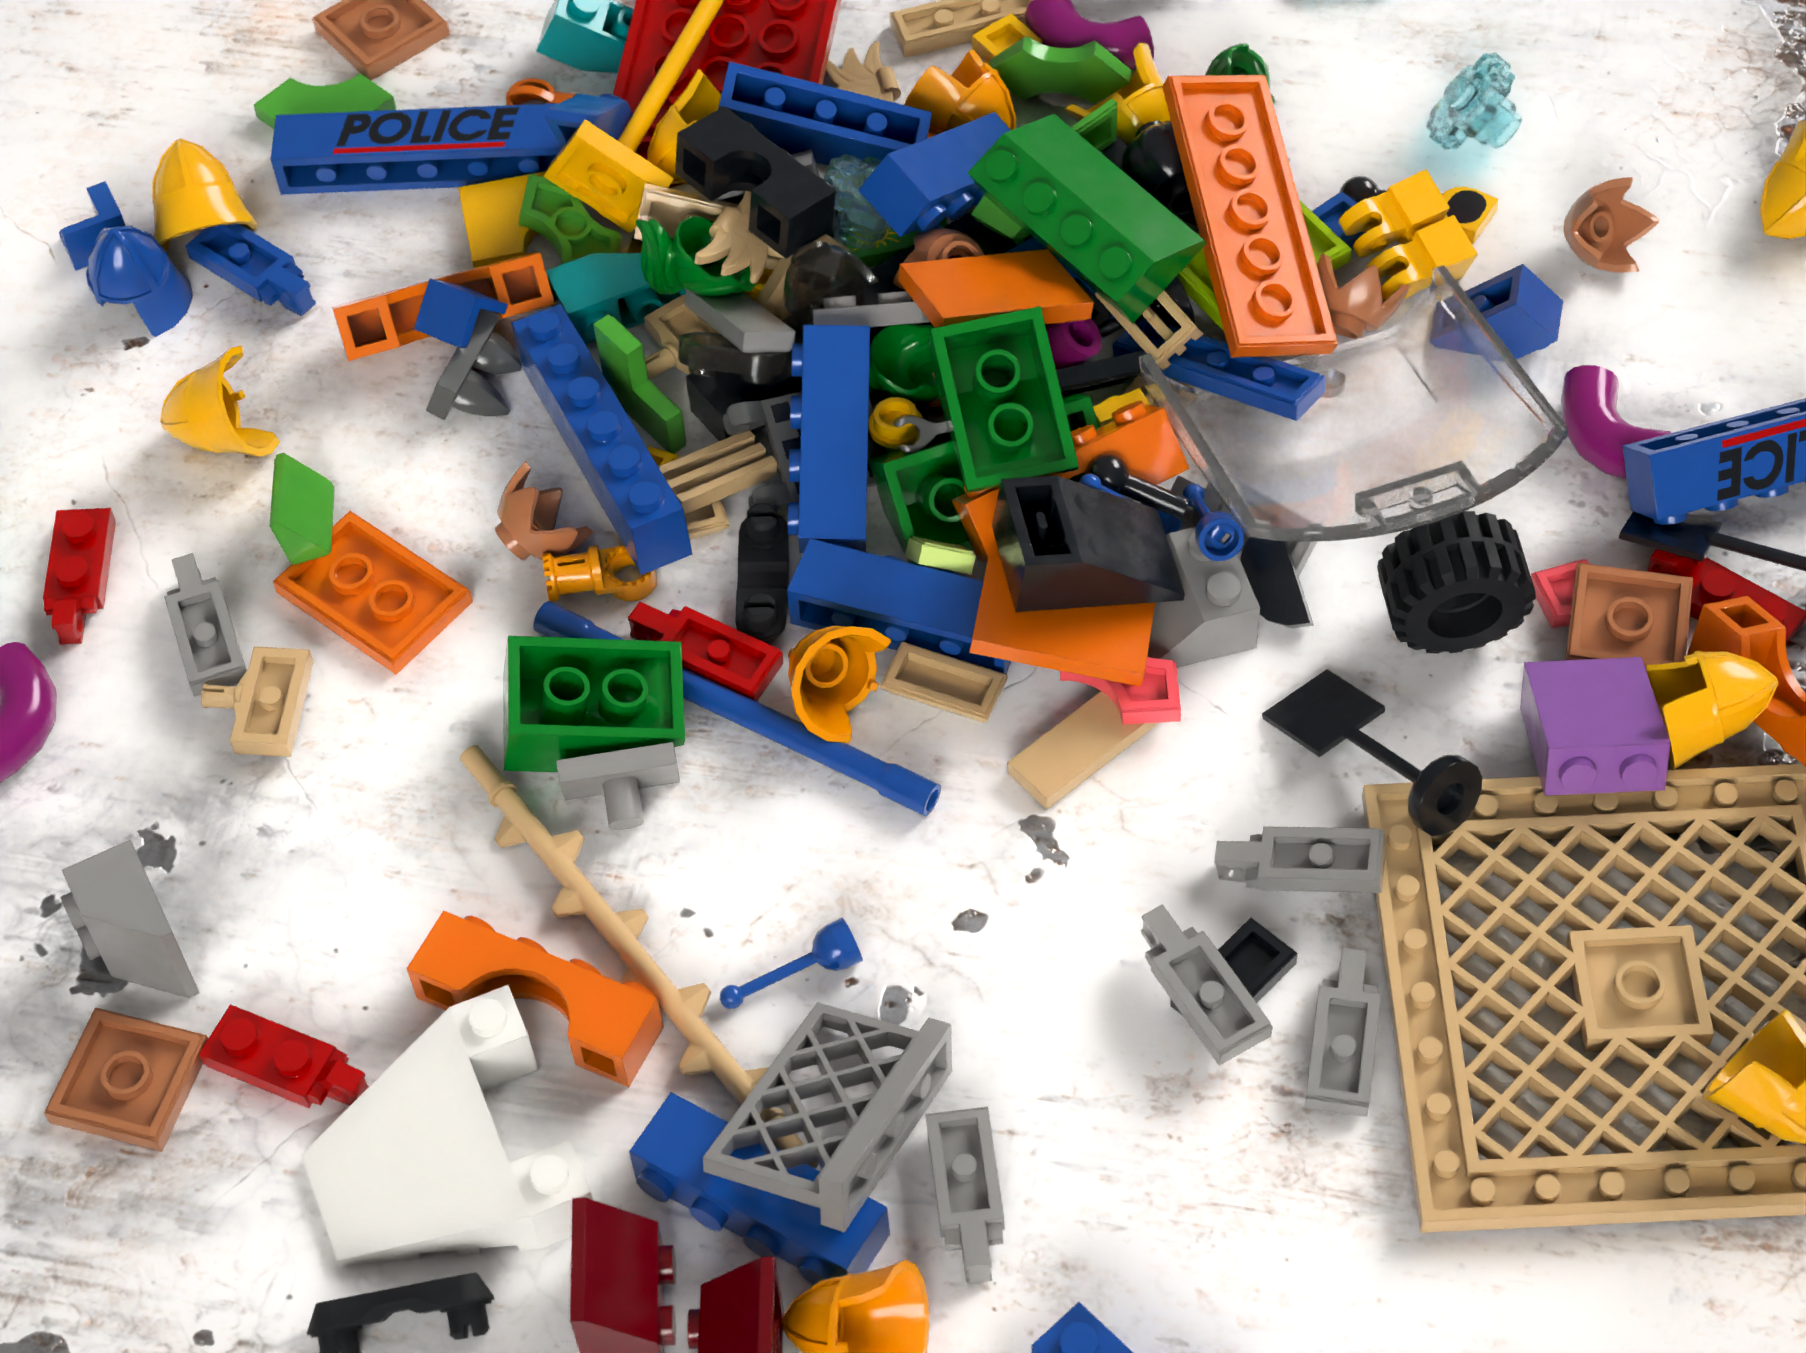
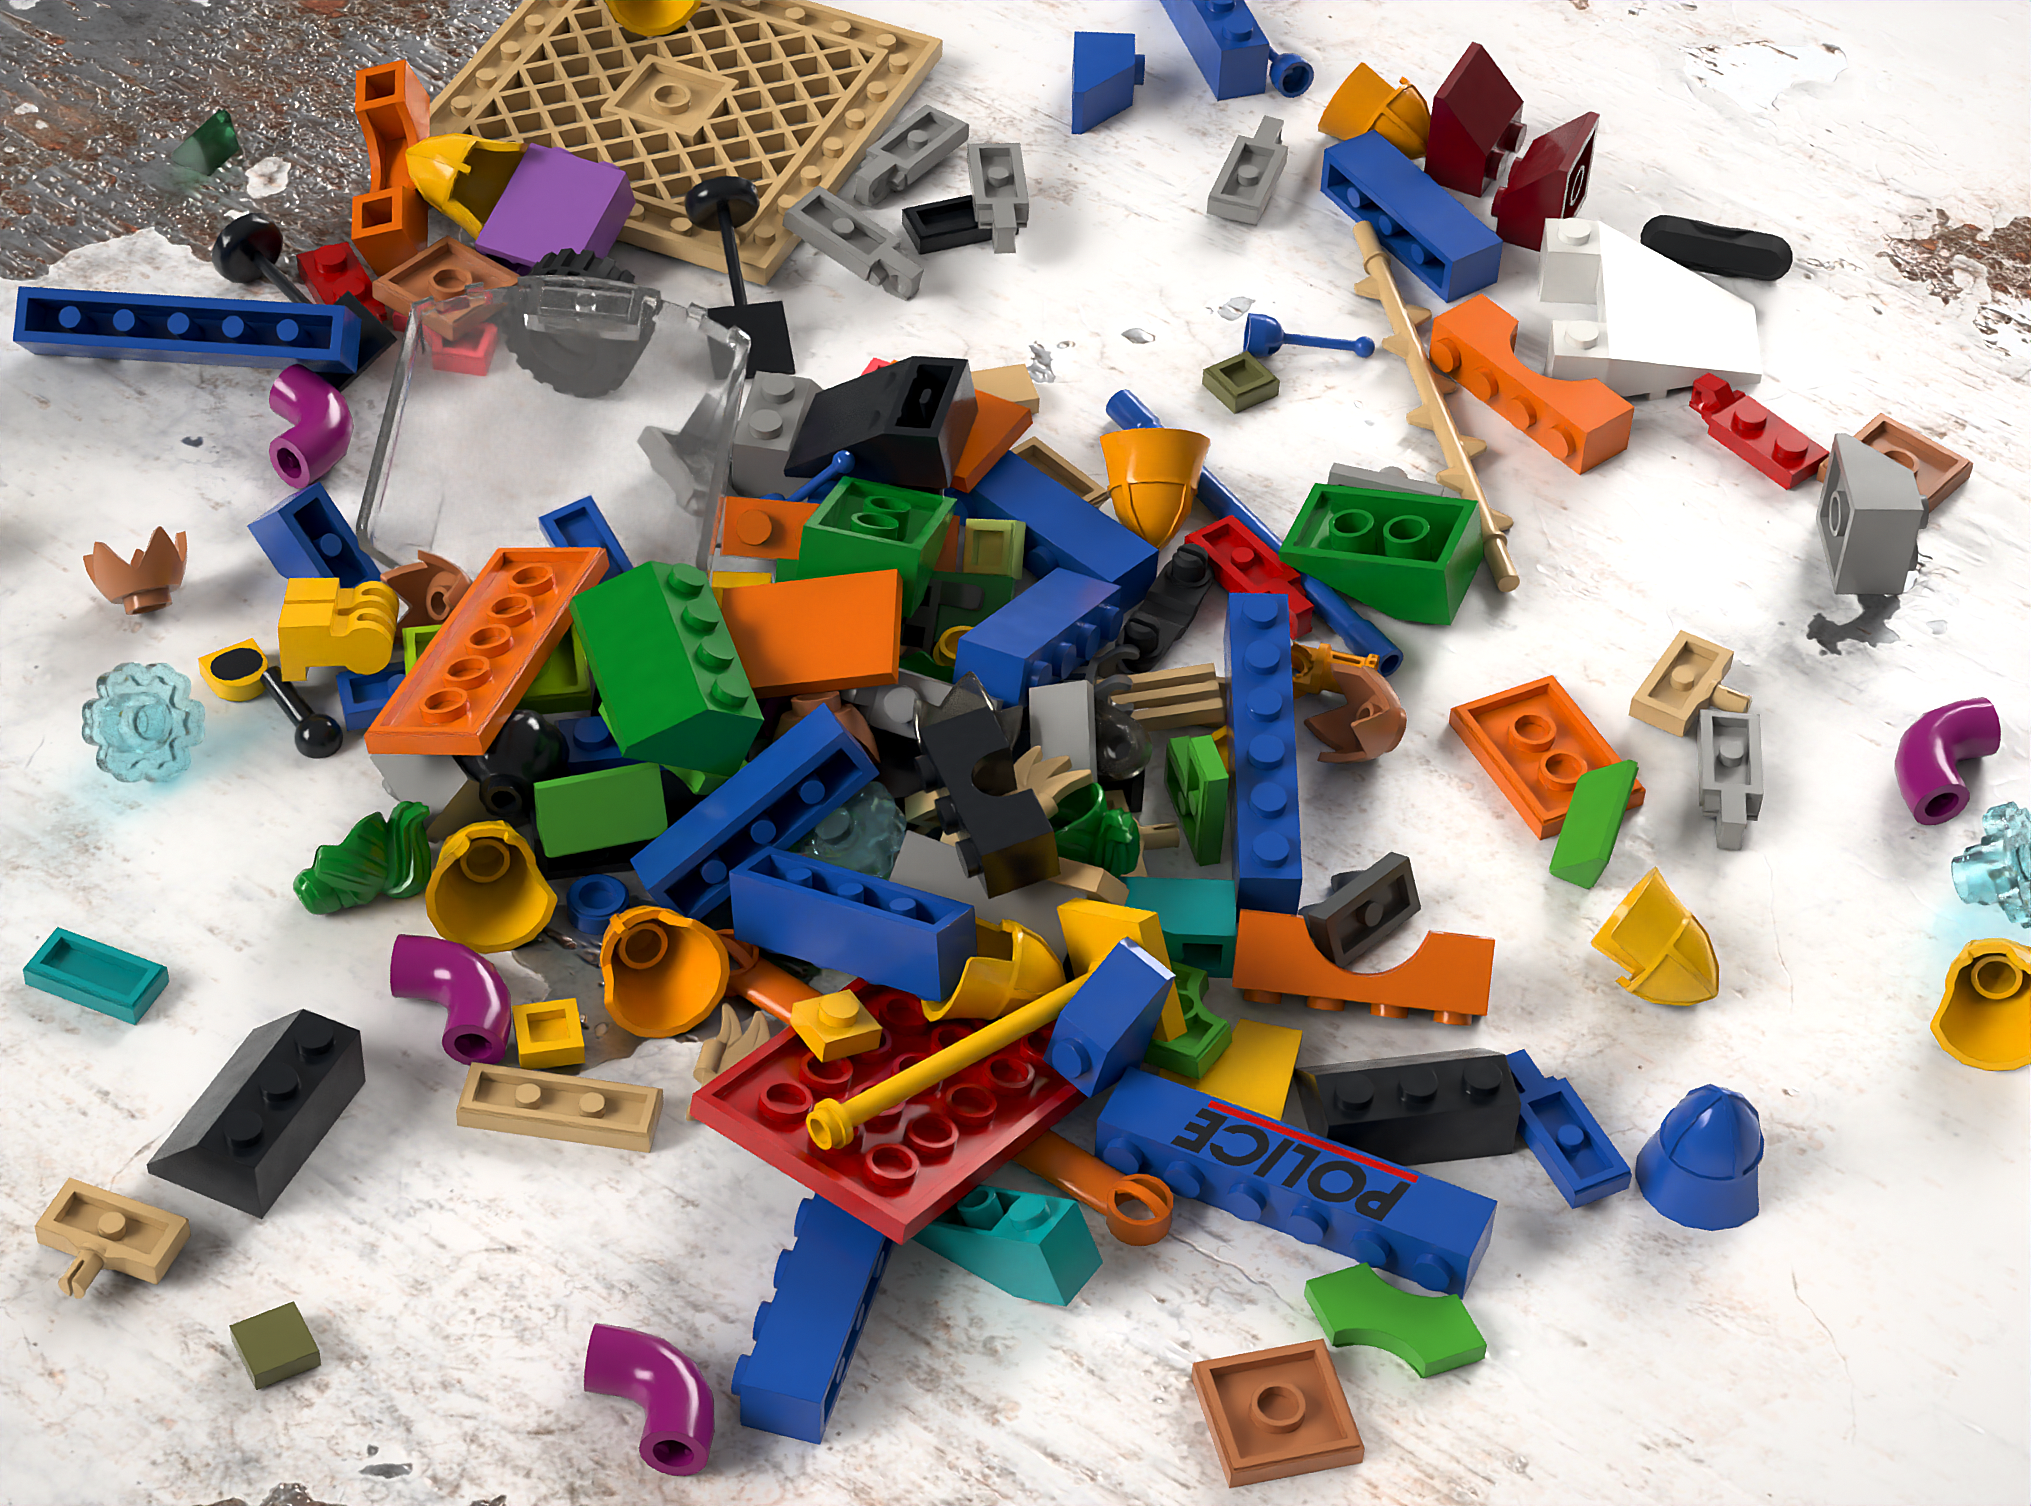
camera: 160 degrees left, 10 degrees down
(78, 569) = (1846, 887): red hinge -> none
(82, 236) = (1737, 1251): blue panel -> none
(193, 194) = (1603, 1191): yellow helmet -> none
(372, 233) = (1415, 1105): none -> black slope
(452, 310) = (1351, 914): blue panel -> none
(790, 55) = (835, 1025): none -> yellow plate
(832, 890) = (1240, 382): none -> olive tile
(876, 1121) = (1294, 190): light grey fence -> none
(1081, 71) = (539, 959): bright green tile -> none
(1116, 476) = (805, 490): black bar -> none
(1214, 527) = (760, 399): blue hinge -> none
(1214, 1257) = (1103, 77): none -> blue slope

